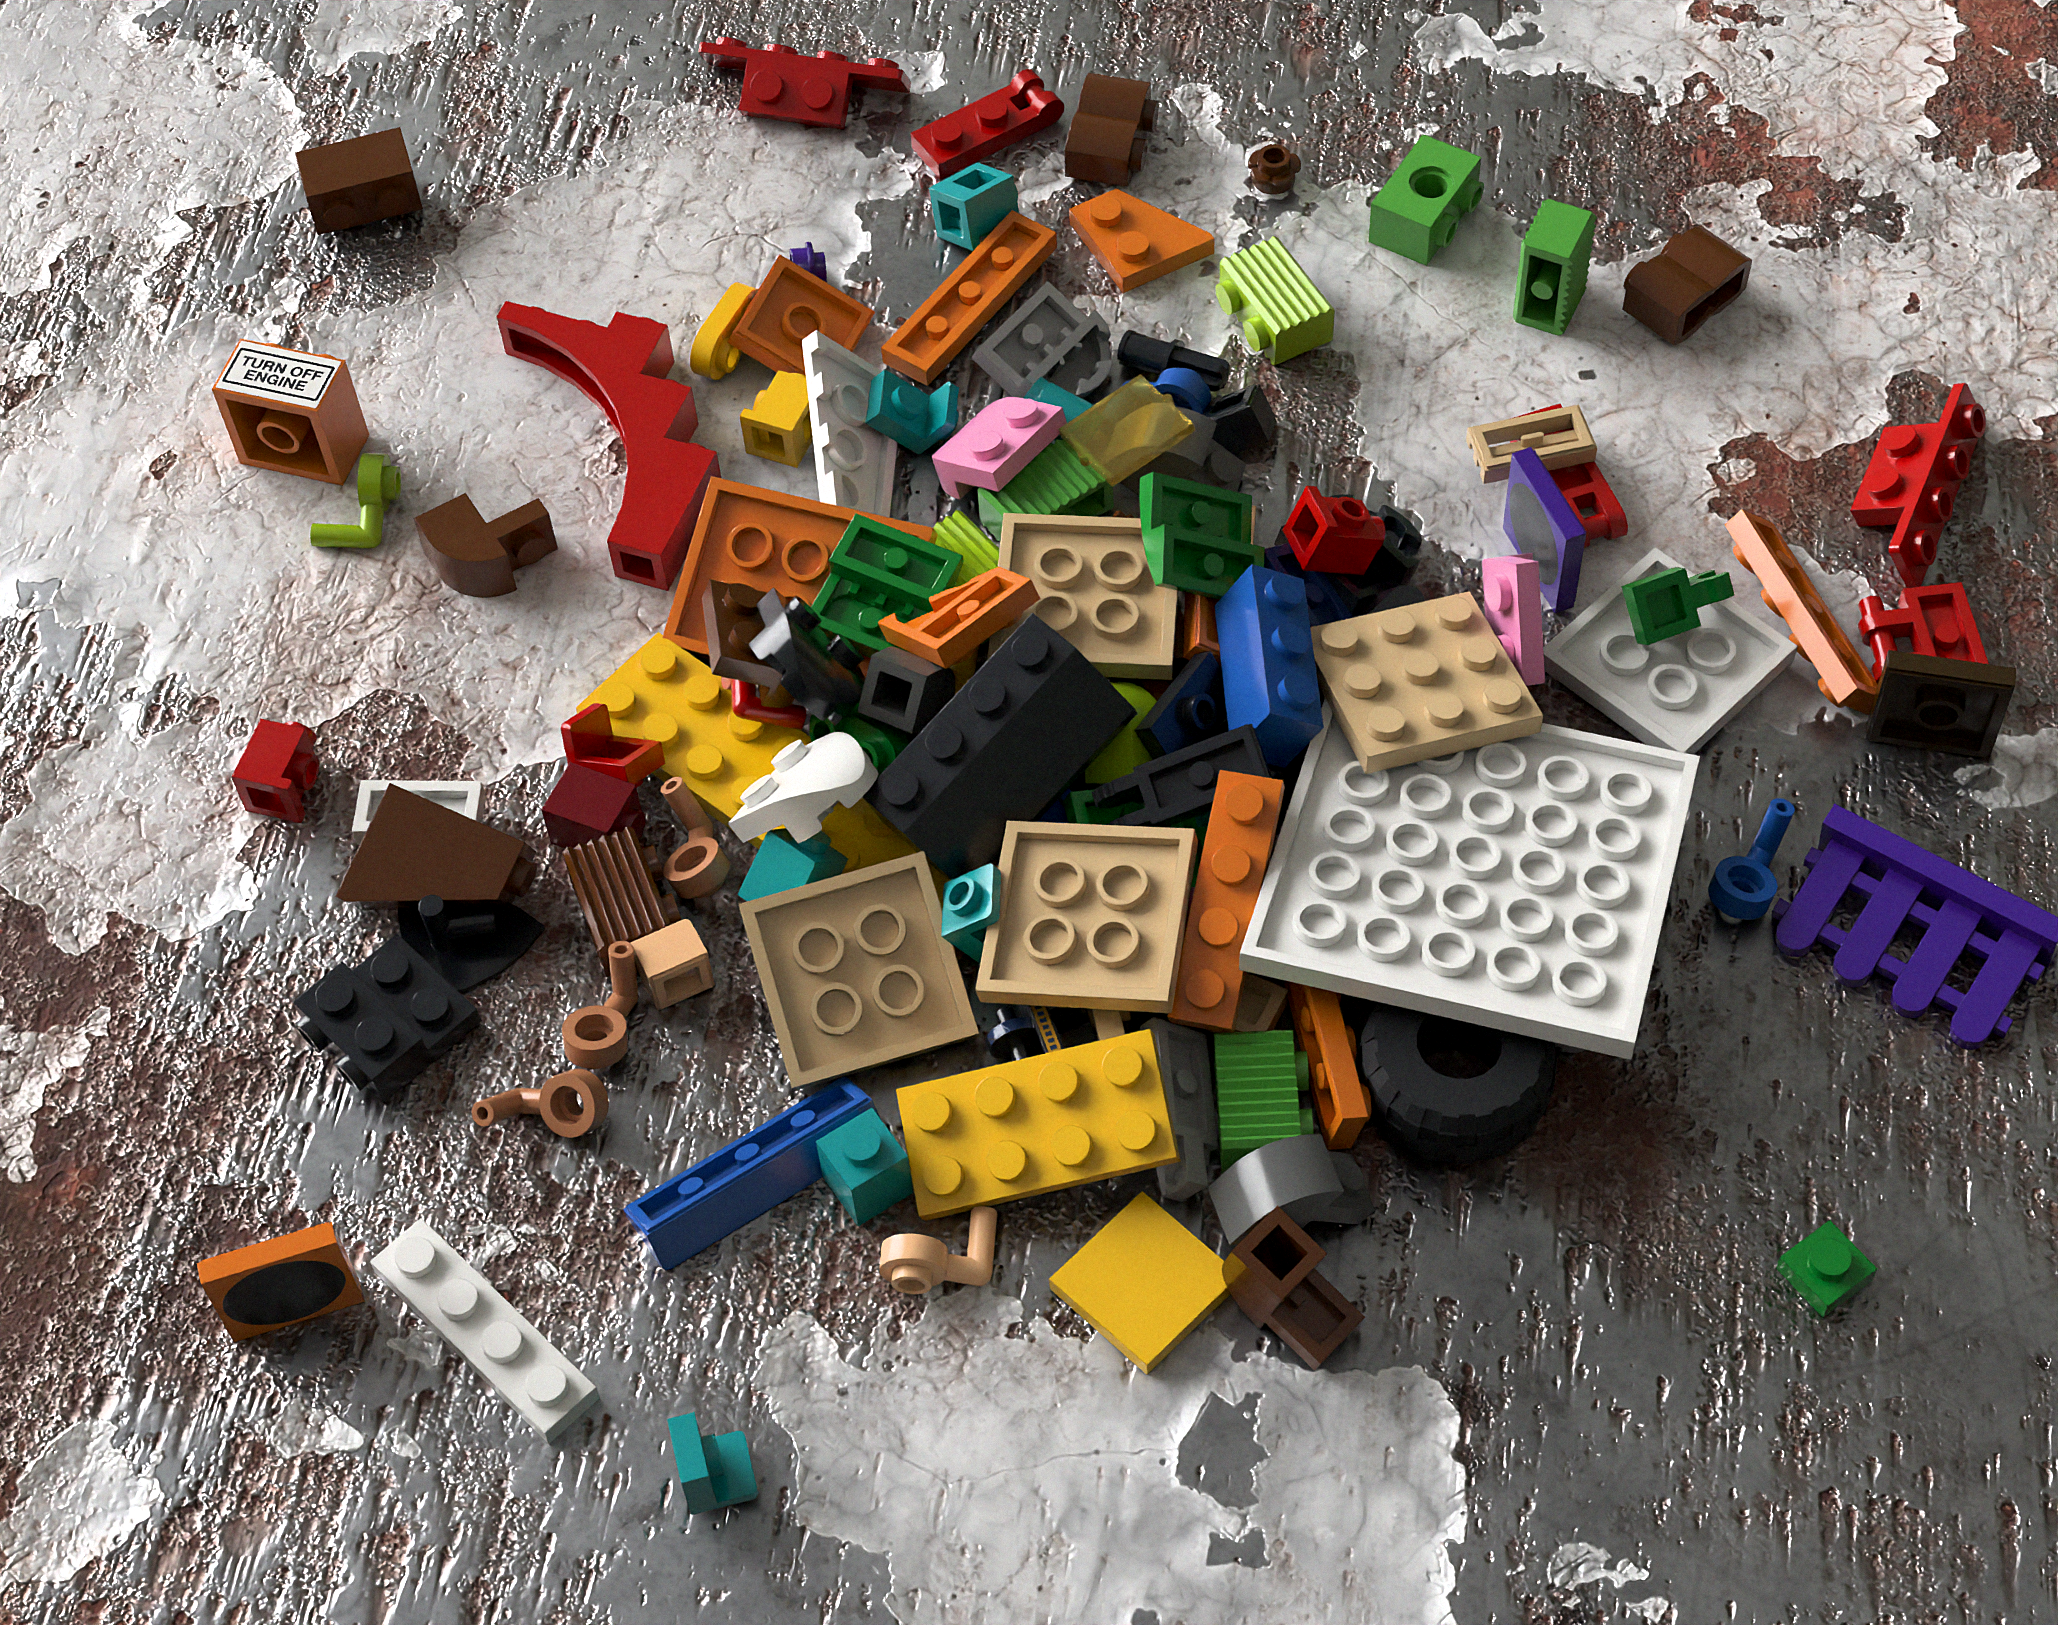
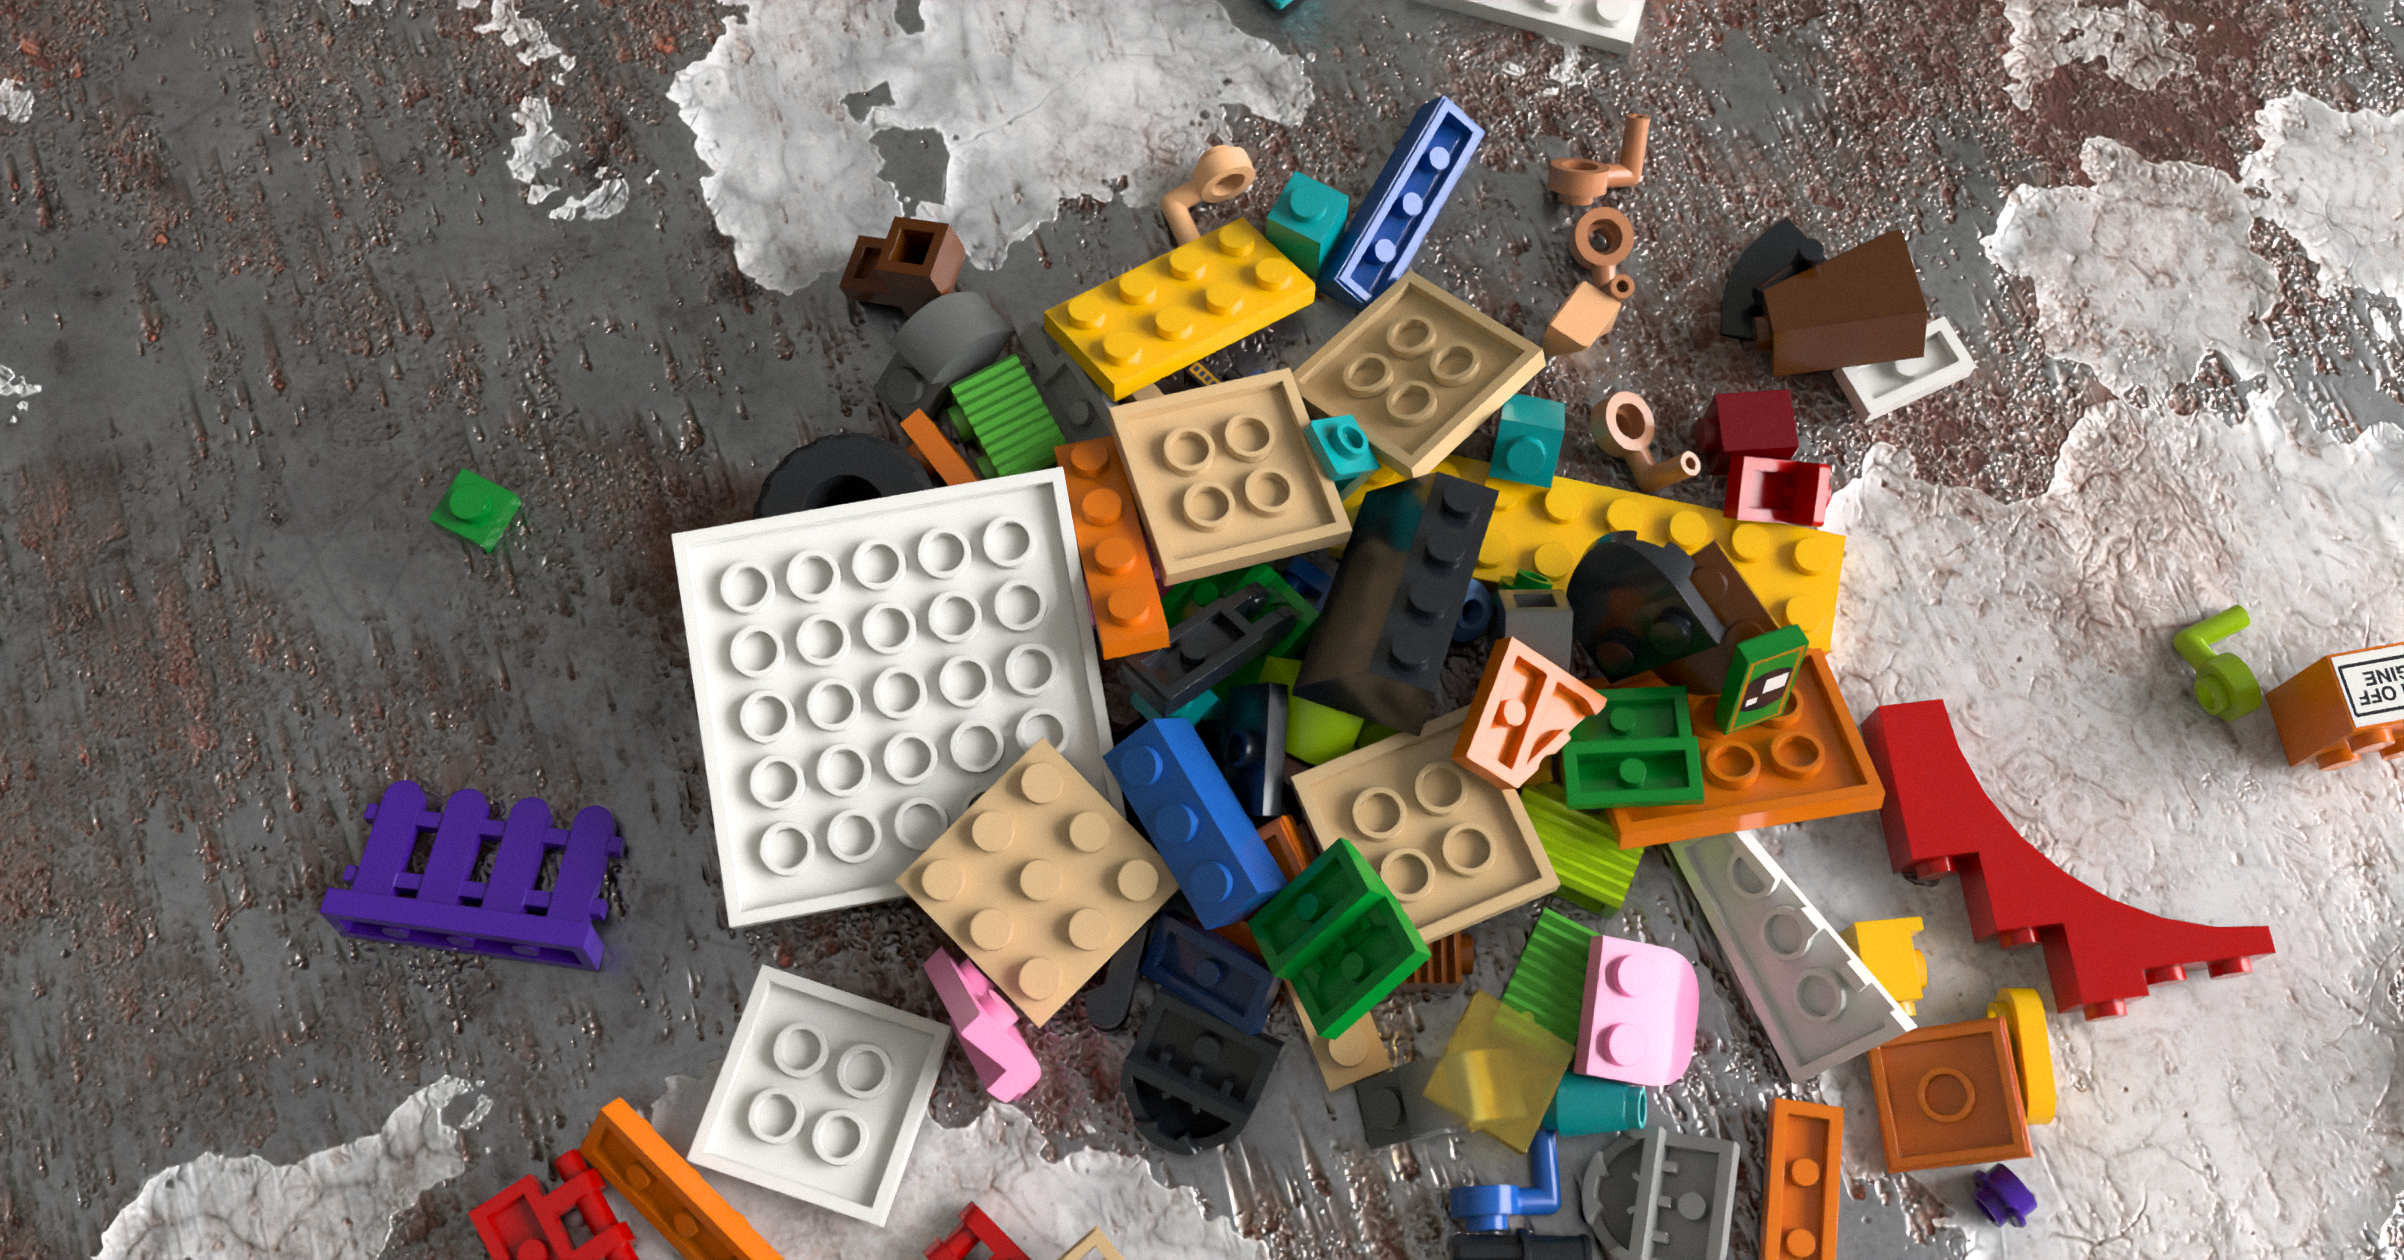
camera: 150 degrees right, 15 degrees up
(277, 769) = (2058, 346): red brick -> none
(384, 1018) = (1788, 180): black plate -> none
(480, 555) = (2070, 652): reddish brown brick -> none
(618, 890) = (1663, 362): reddish brown brick -> none
(751, 563) = (1760, 678): none -> green tile
(805, 787) = (1554, 487): white slope -> none
(909, 413) = (1756, 1034): teal bracket -> none
(1142, 1282) = (1033, 250): yellow tile -> none
(1242, 419) = (1407, 1206): black slope -> none
(1333, 533) = (1227, 1028): red brick -> none
(1544, 524) = (998, 1166): dark purple tile -> none
(1669, 602) = (826, 1127): green plate -> none
(1745, 884) = (654, 867): blue plate -> none
(1940, 703) = (505, 1125): dark brown tile -> none

